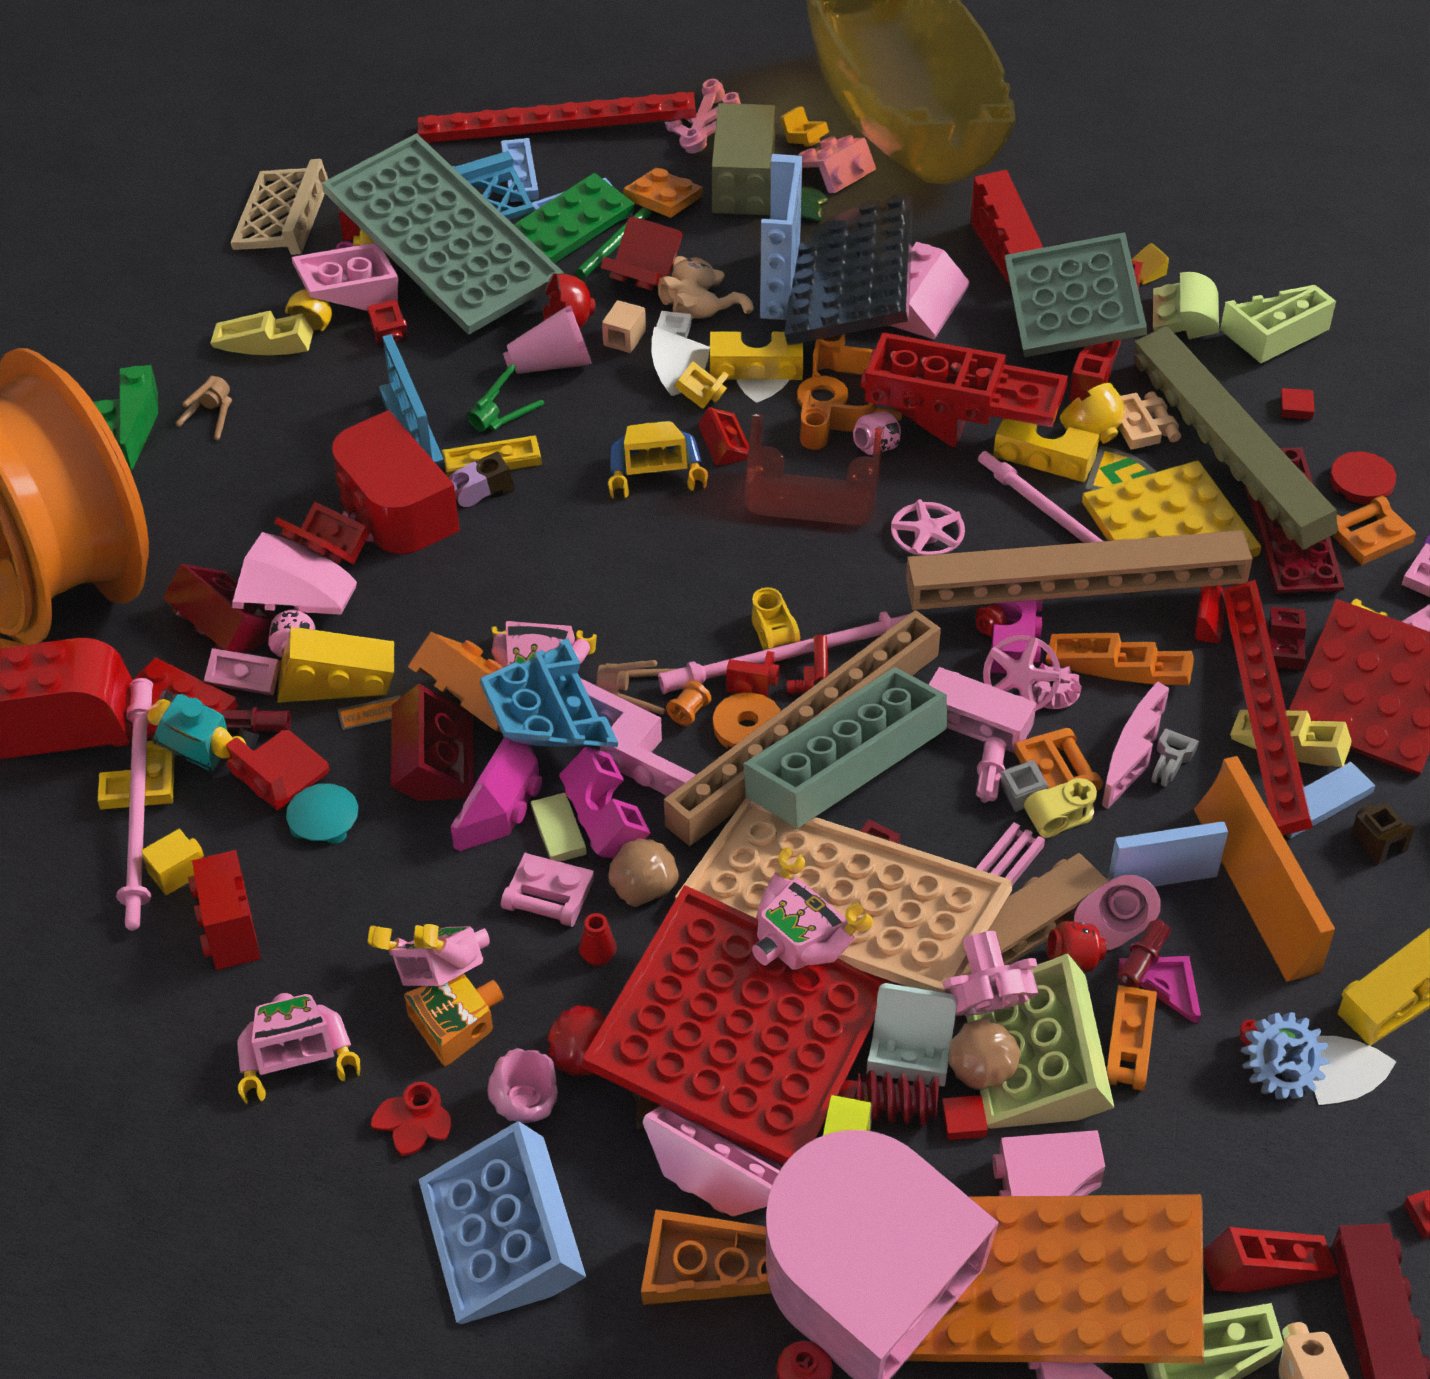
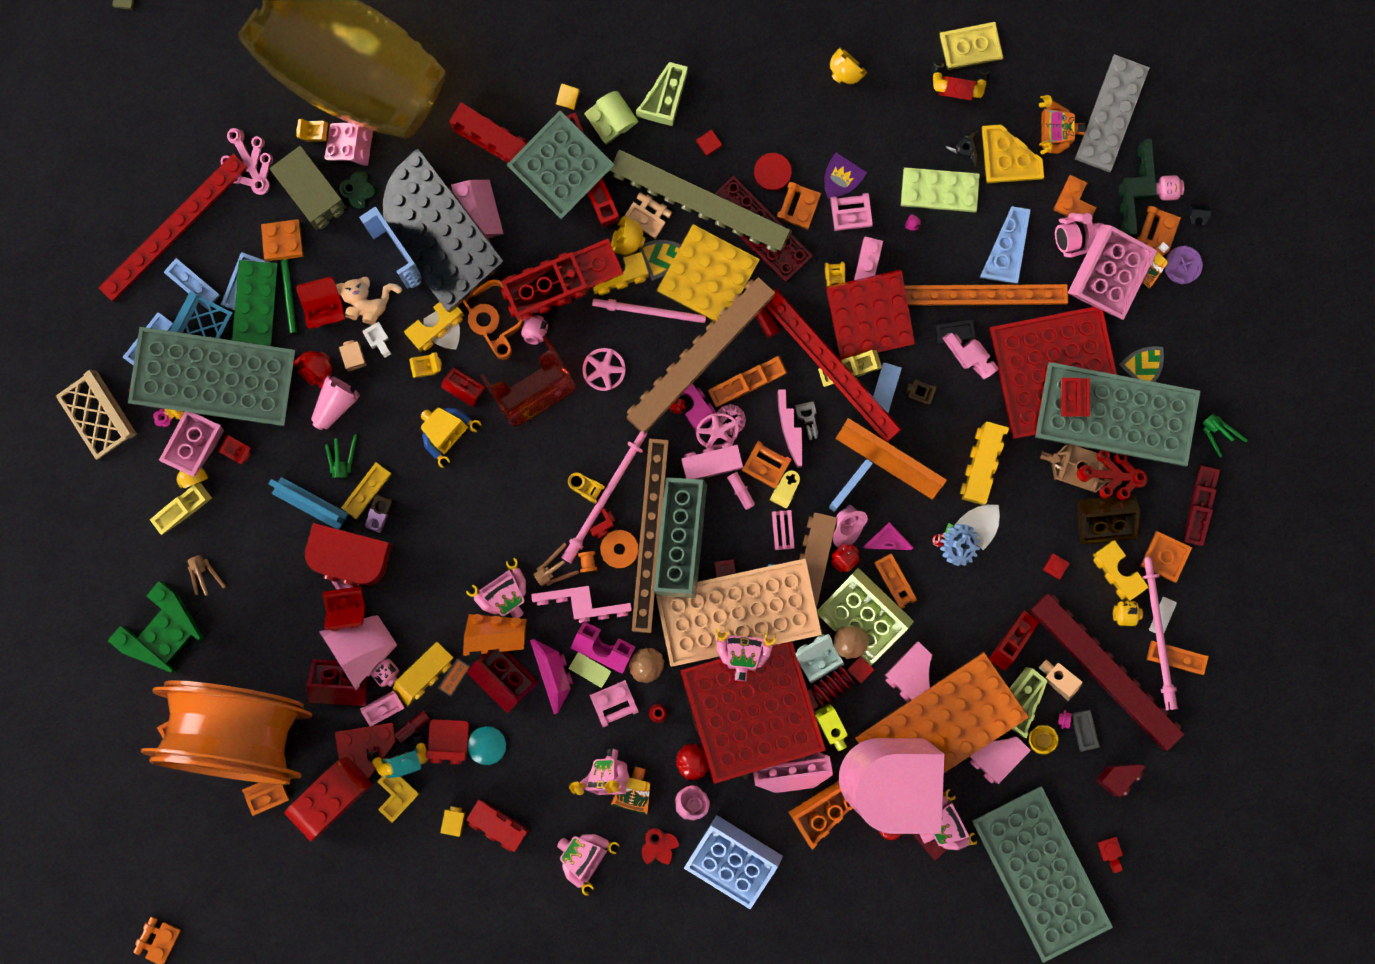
camera: 45 degrees left, 35 degrees up
(134, 894) = (370, 772): bright pink bar -> none
(546, 702) = (544, 629): dark azure wedge -> none
(673, 356) = (396, 357): white sticker -> none
(815, 673) = (626, 500): red hose -> none
(991, 983) = (835, 615): bright pink piece -> none
(1022, 782) = (762, 489): light grey slope -> none
(1144, 954) = (874, 539): dark red axle -> none
(1287, 637) = (808, 307): dark red slope -> none

